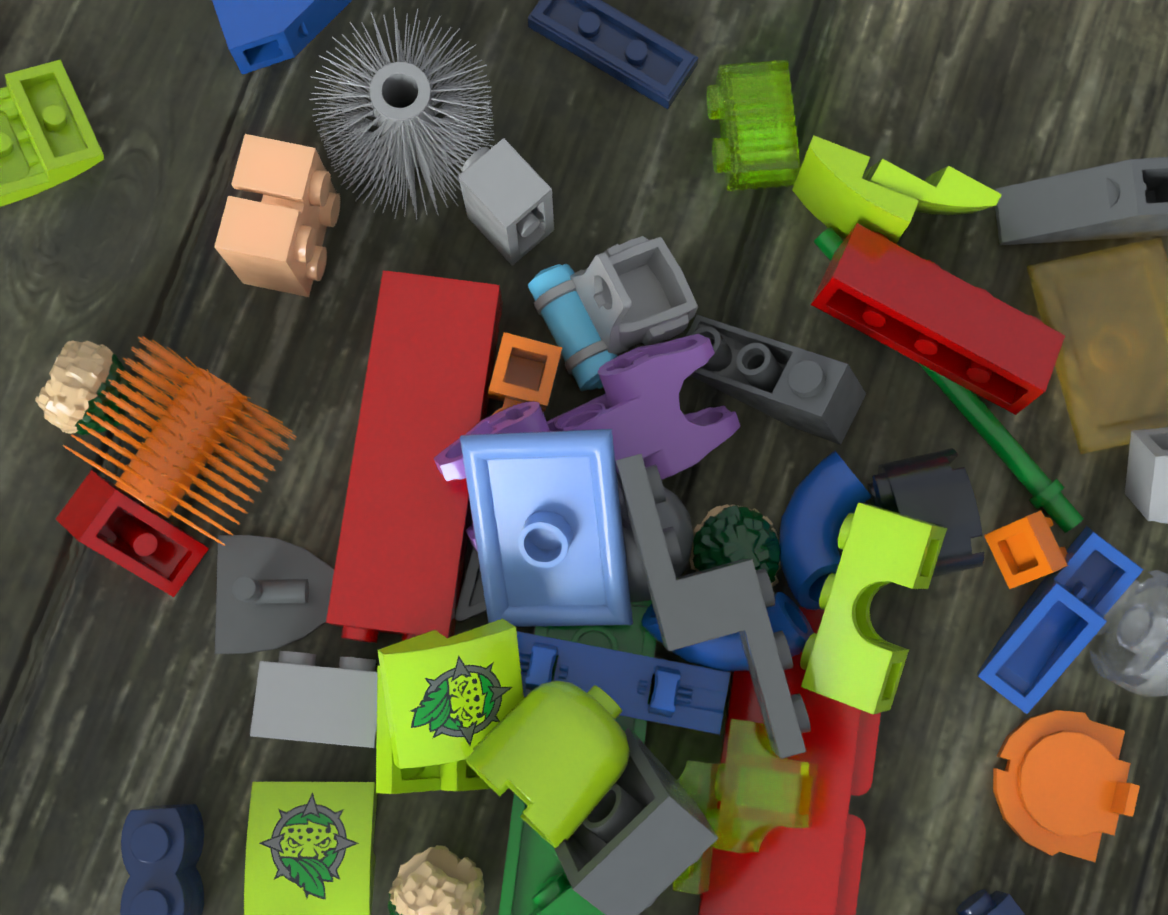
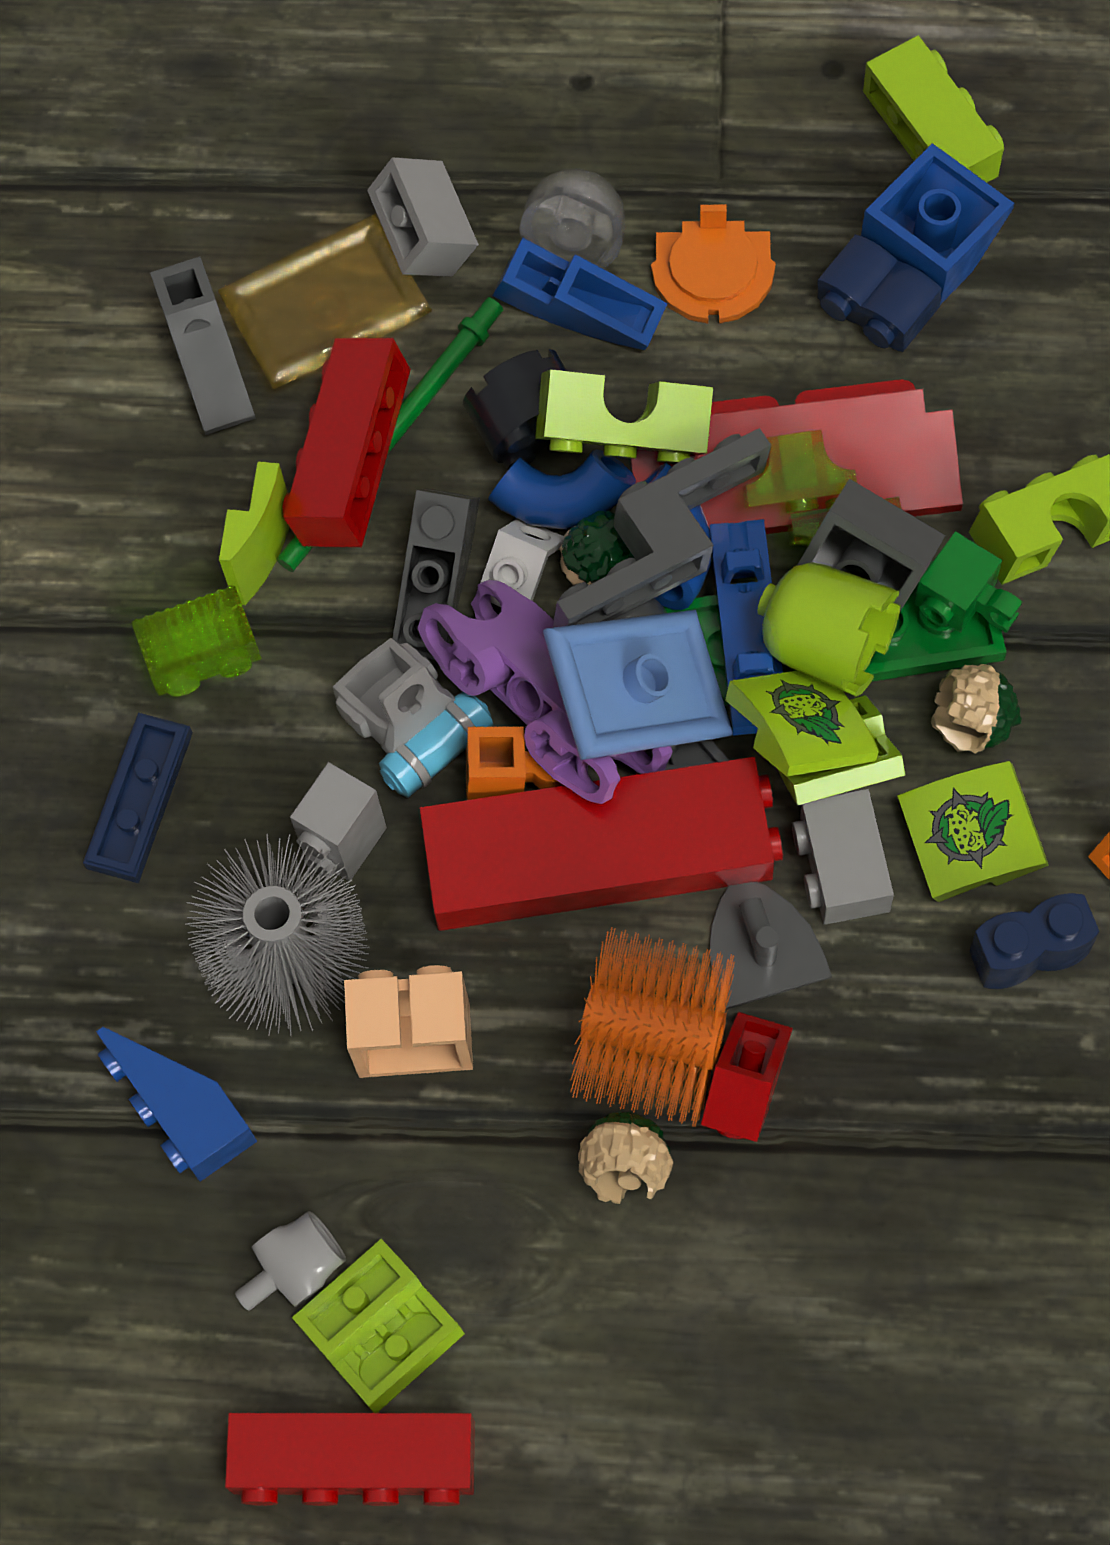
camera: 100 degrees left, 10 degrees down
(108, 73) = (294, 1261): none -> light grey piece
(754, 464) = (520, 558): none -> white bracket
(941, 192) = (234, 465): lime slope -> none
(1026, 549) = (529, 329): orange tile -> none

